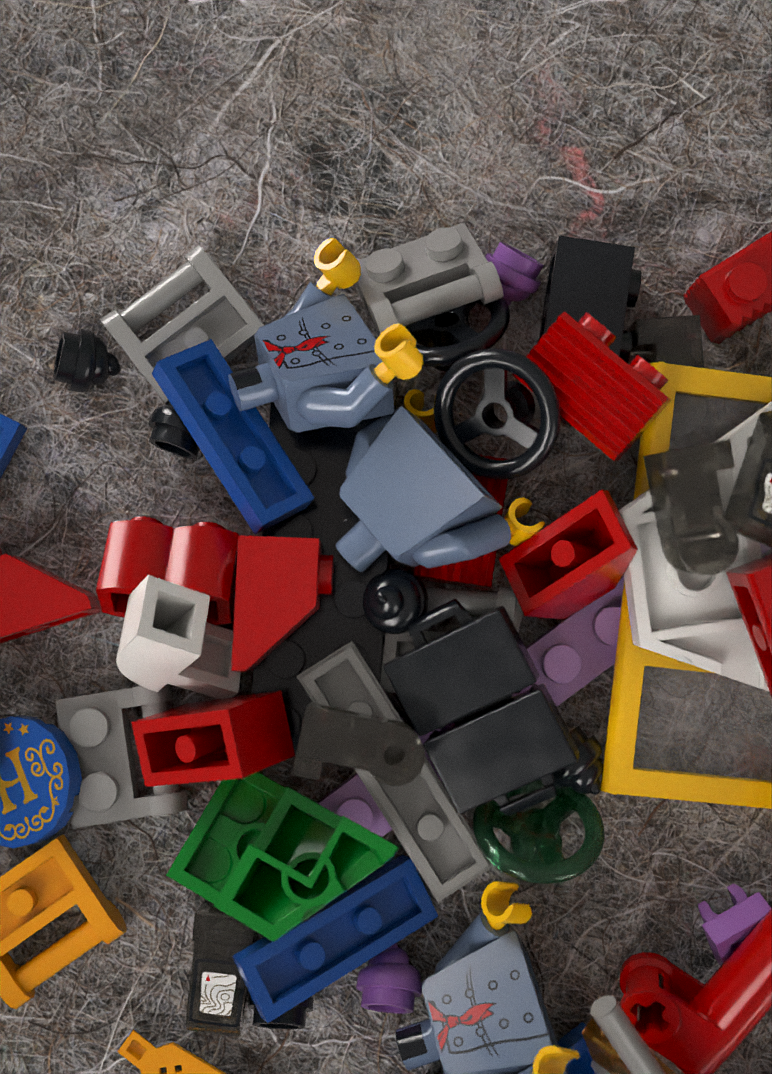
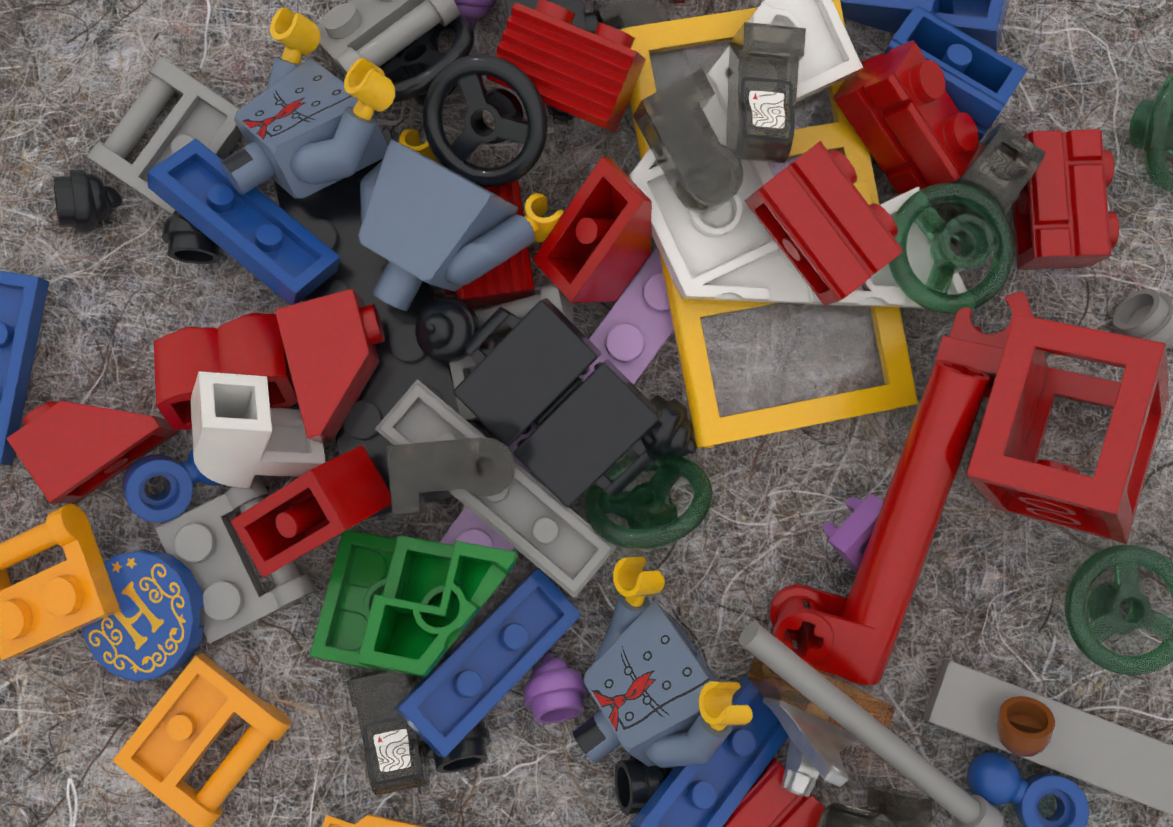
camera: 20 degrees left, 0 degrees up
(85, 672) = (173, 498): none -> blue plate

